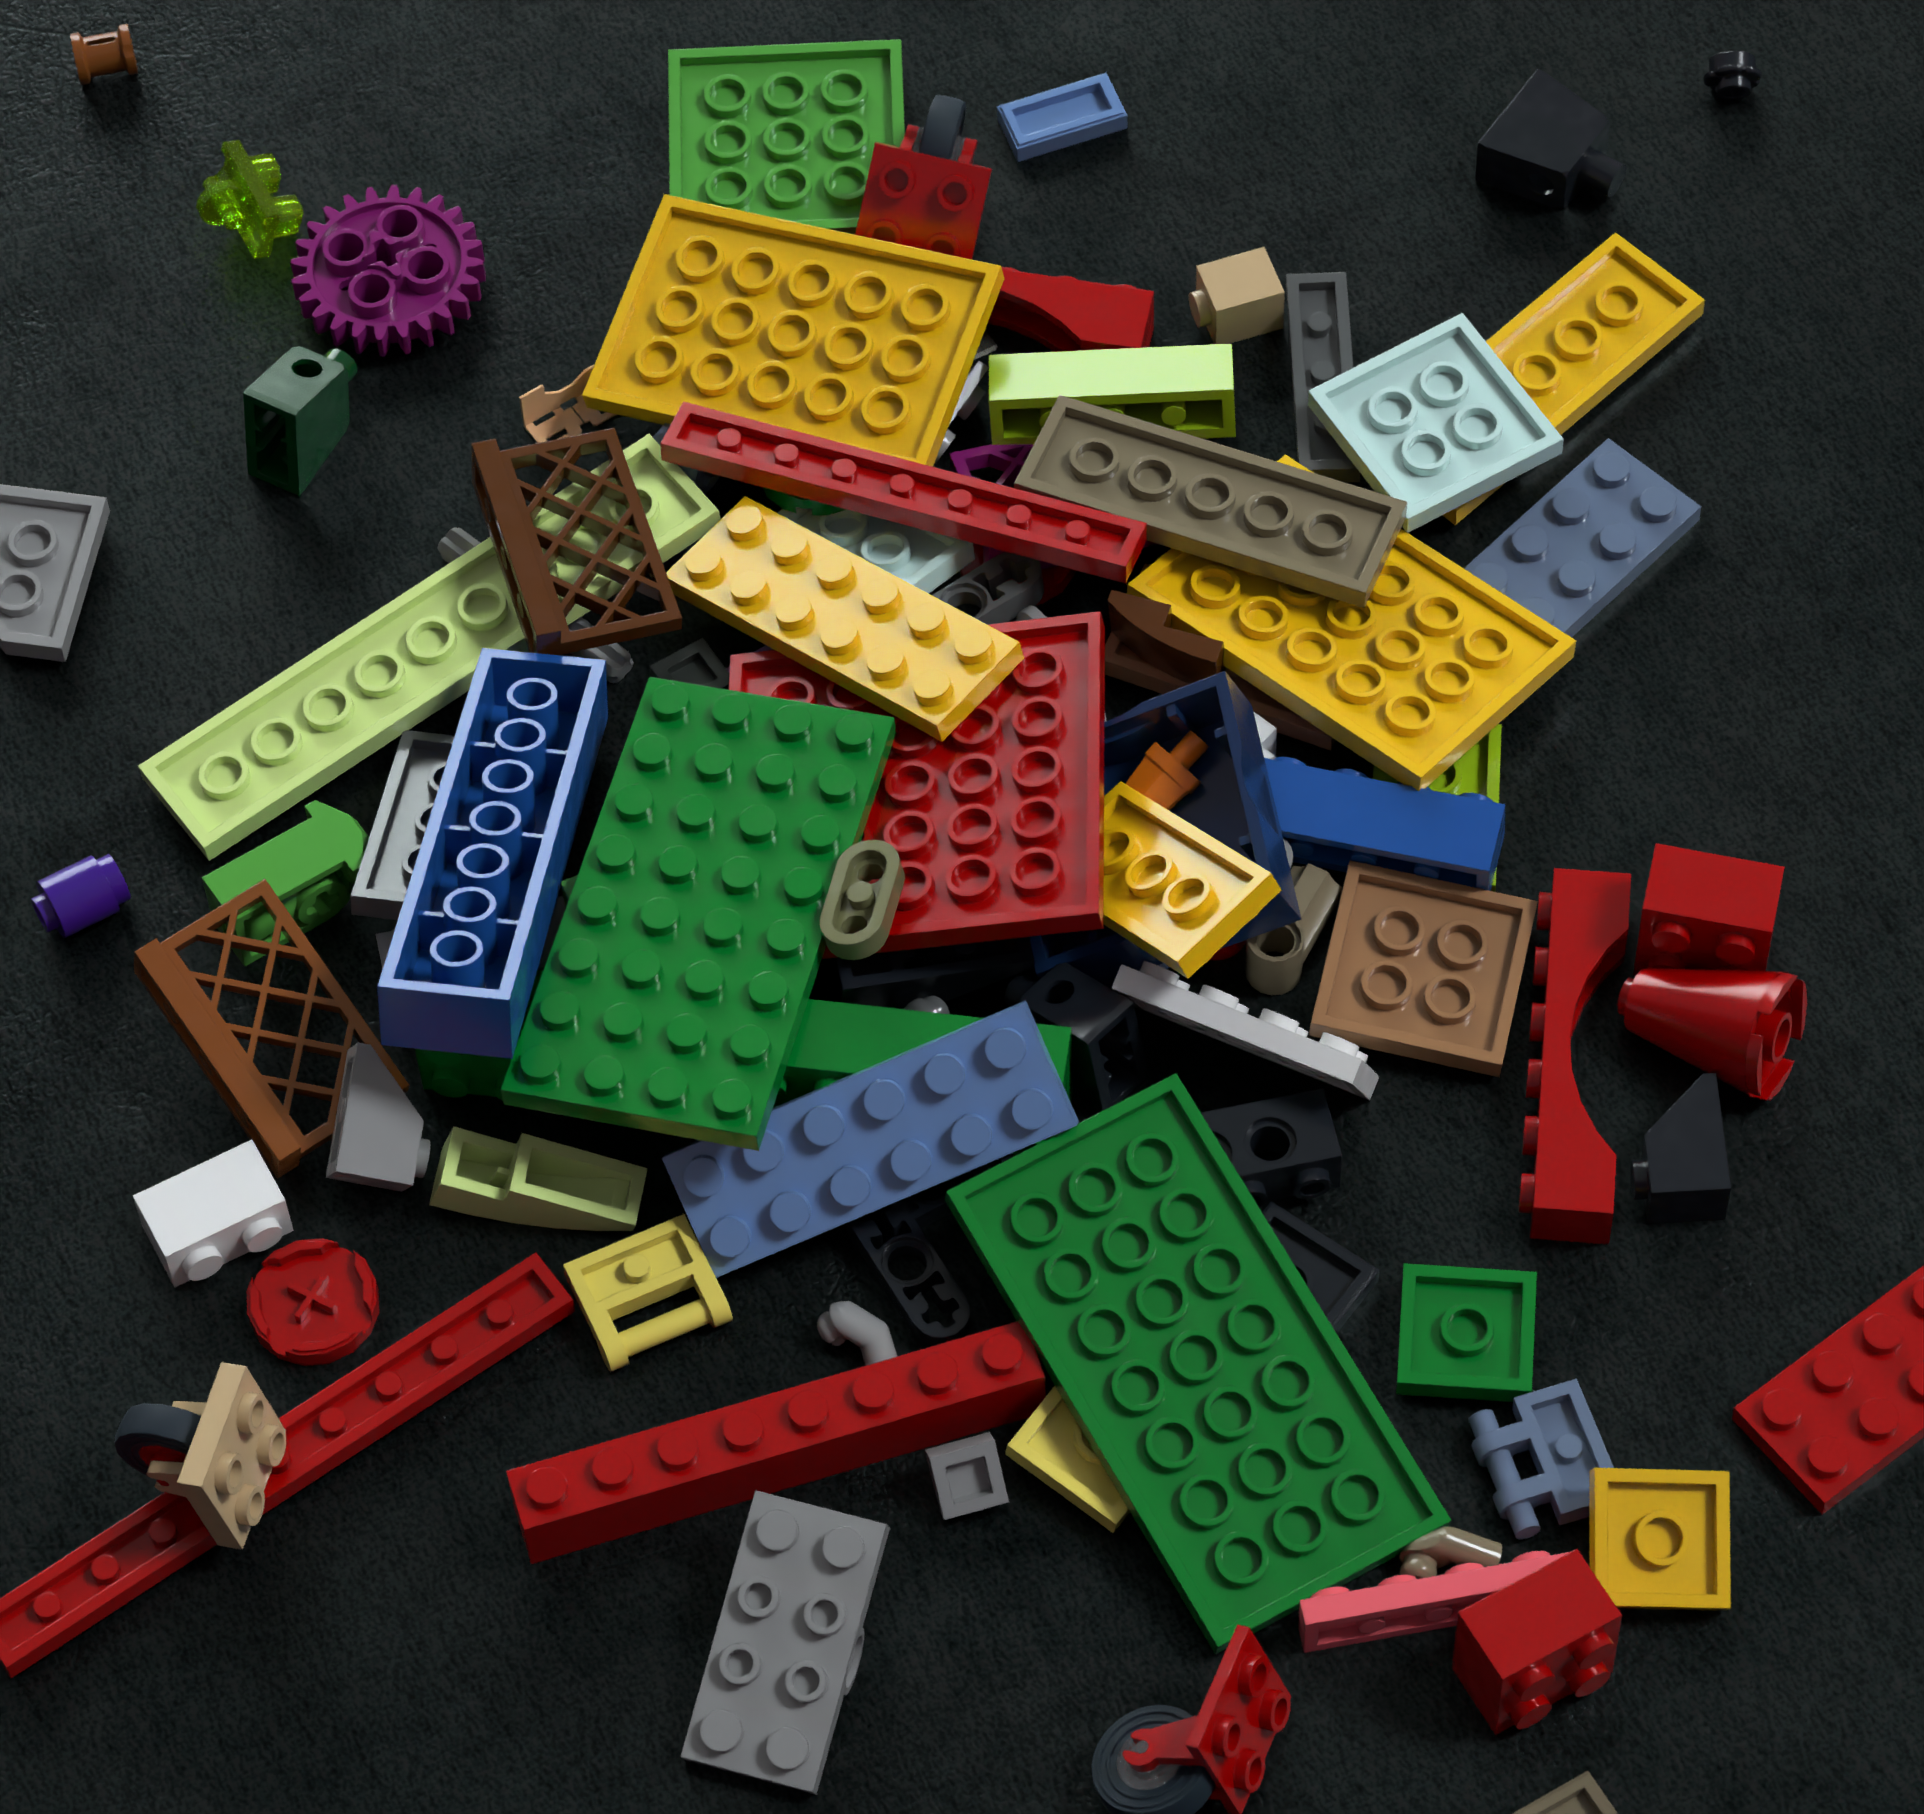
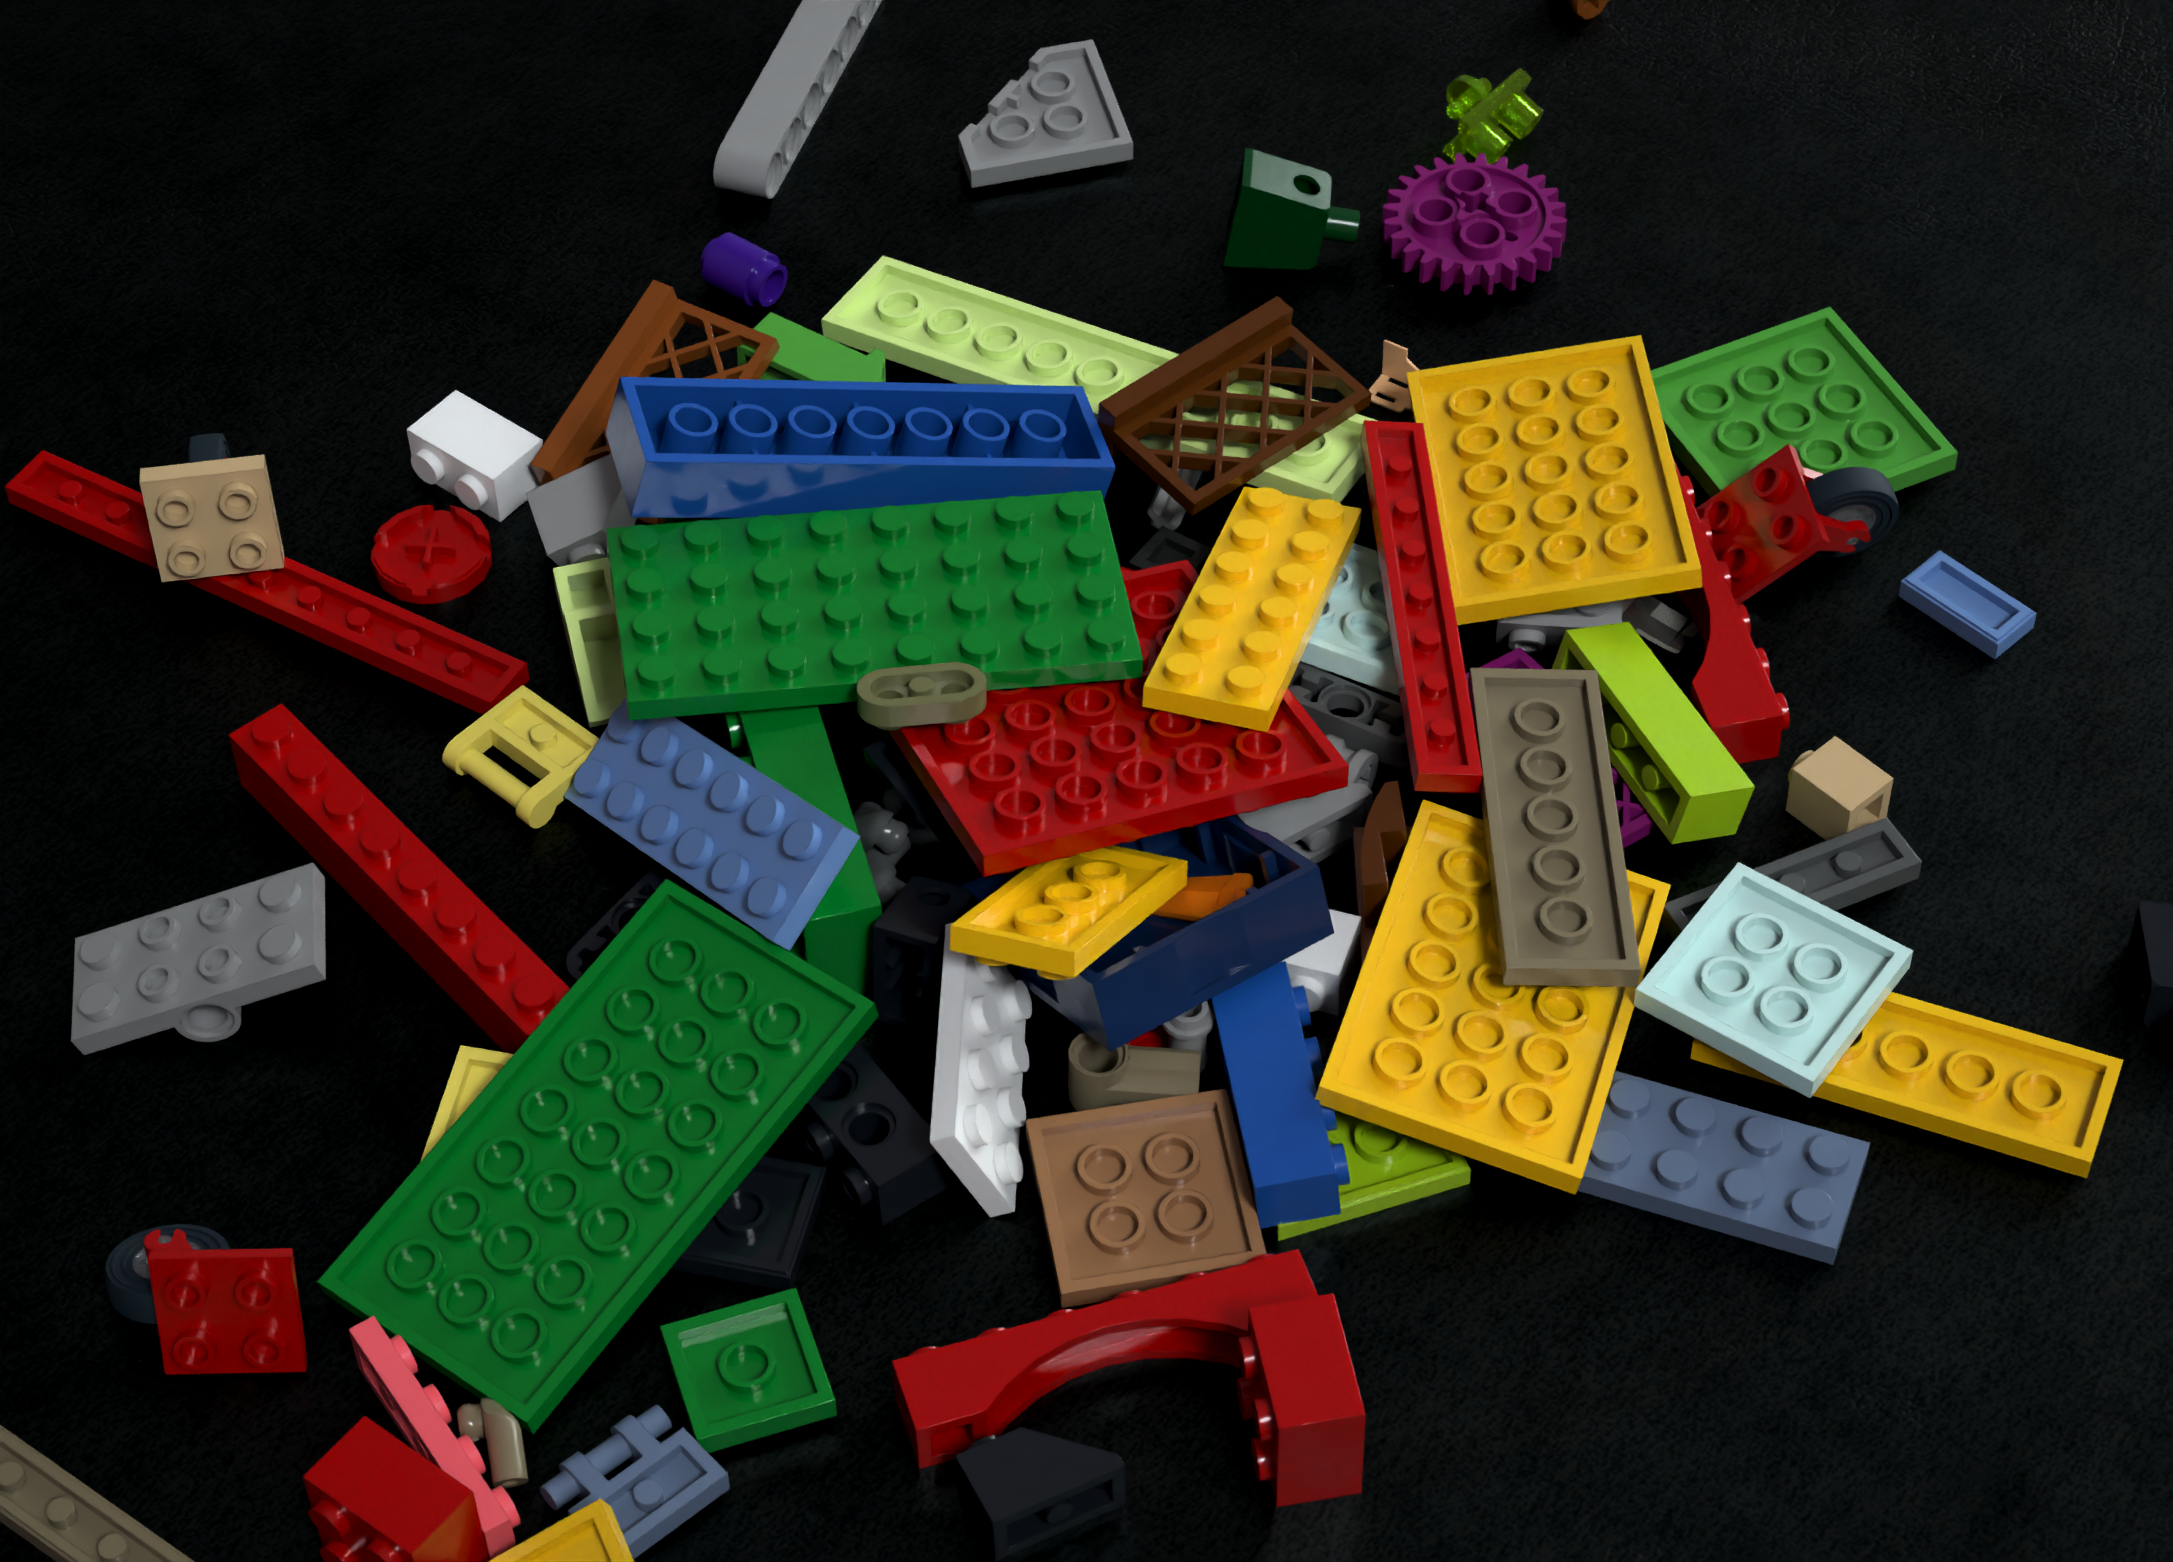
camera: 65 degrees right, 10 degrees down
(853, 1323) = (554, 916): light grey arm -> none
(967, 1475) = (428, 1036): light grey plate -> none
(1720, 1021) = (1197, 1469): red cone -> none

